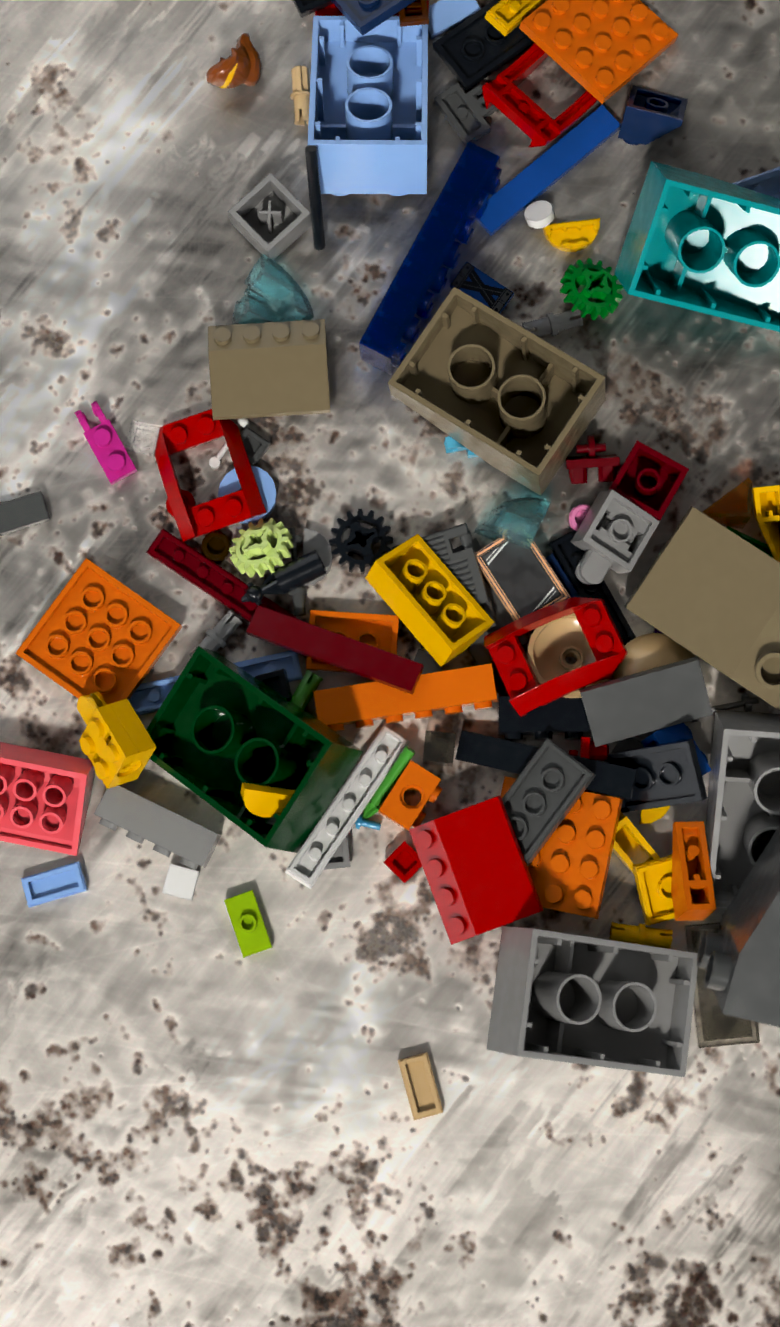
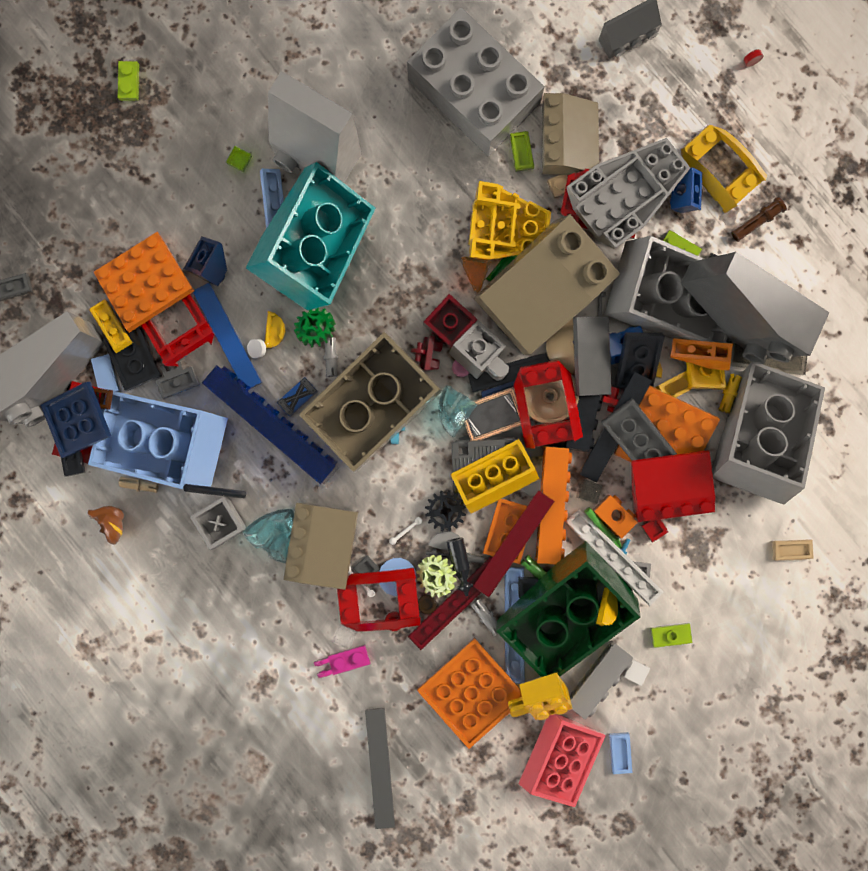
camera: 80 degrees left, 5 degrees up
(337, 507) = (393, 540): none -> white hinge

